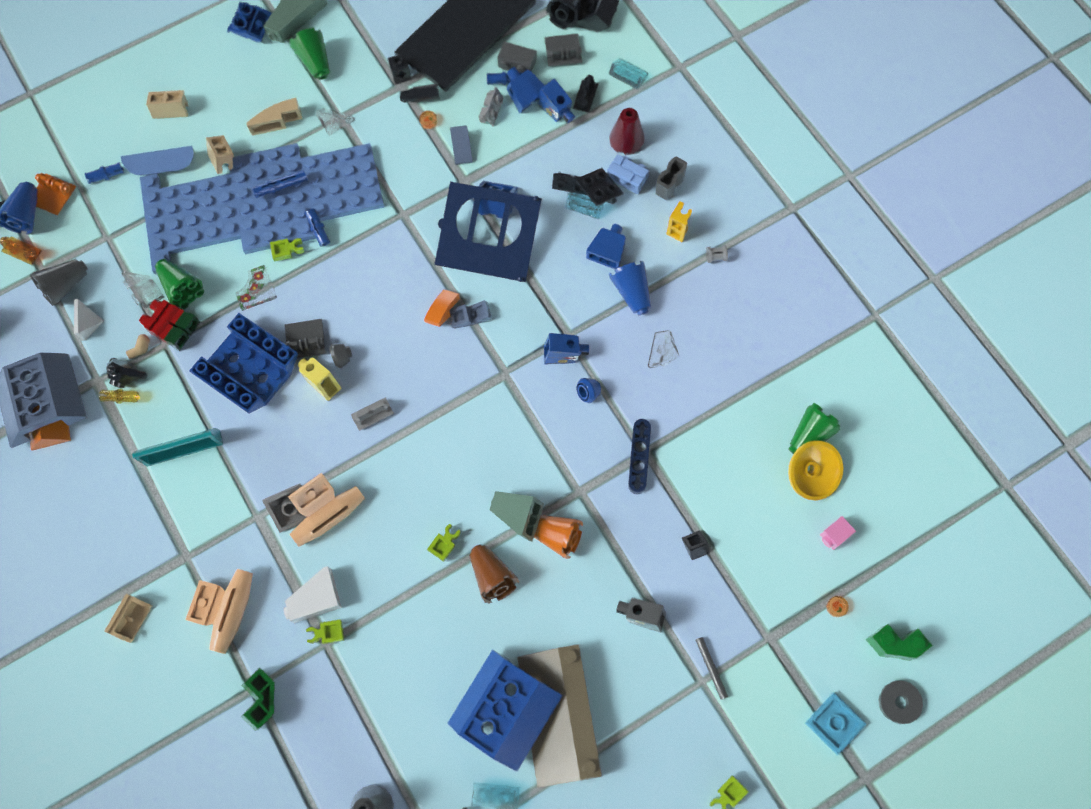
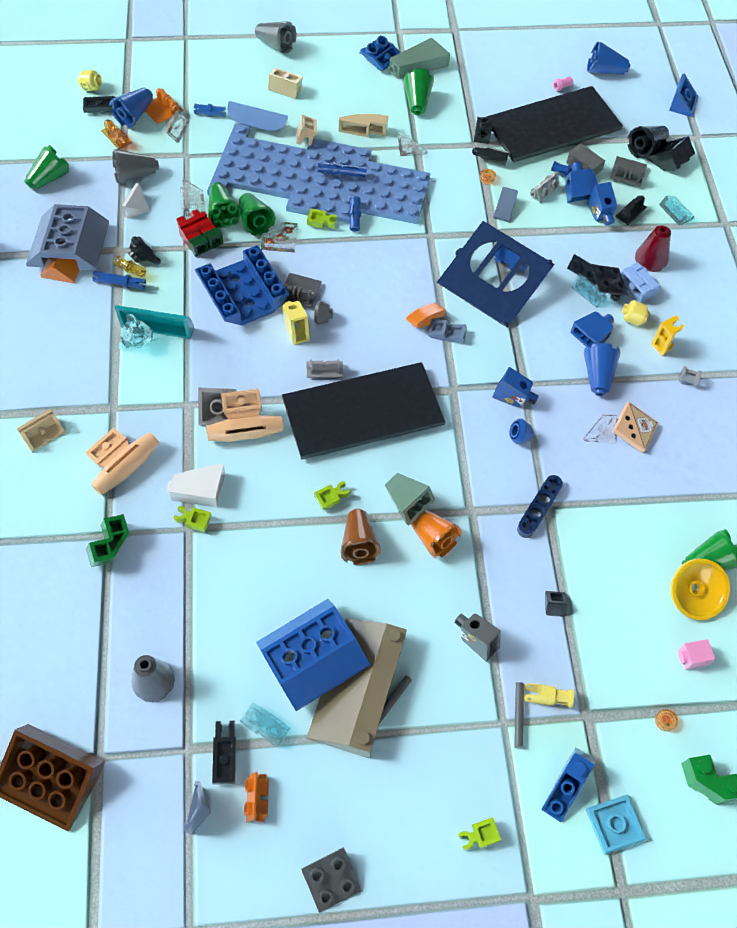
camera: 20 degrees right, 10 degrees down
(79, 209) = (176, 126): none -> clear slope
(124, 413) = (126, 281): none -> blue pin
(129, 49) = (277, 35): none -> cone
(140, 348) = (167, 240): tan arm -> none
(167, 470) = (136, 334): none -> clear light blue rock
(217, 277) = (256, 215): none -> green cone
(429, 440) = (362, 410): none -> black tile
(596, 706) = (395, 696): none -> dark grey bar
(638, 209) = (635, 313): none -> light yellow head
(671, 178) = (676, 299): dark grey brick -> none
(690, 332) = (635, 427): none -> tile
(730, 636) = (549, 695): none -> light yellow piece
(781, 709) = (568, 784): none -> blue slope
(912, 697) = (700, 828): dark grey tile -> none

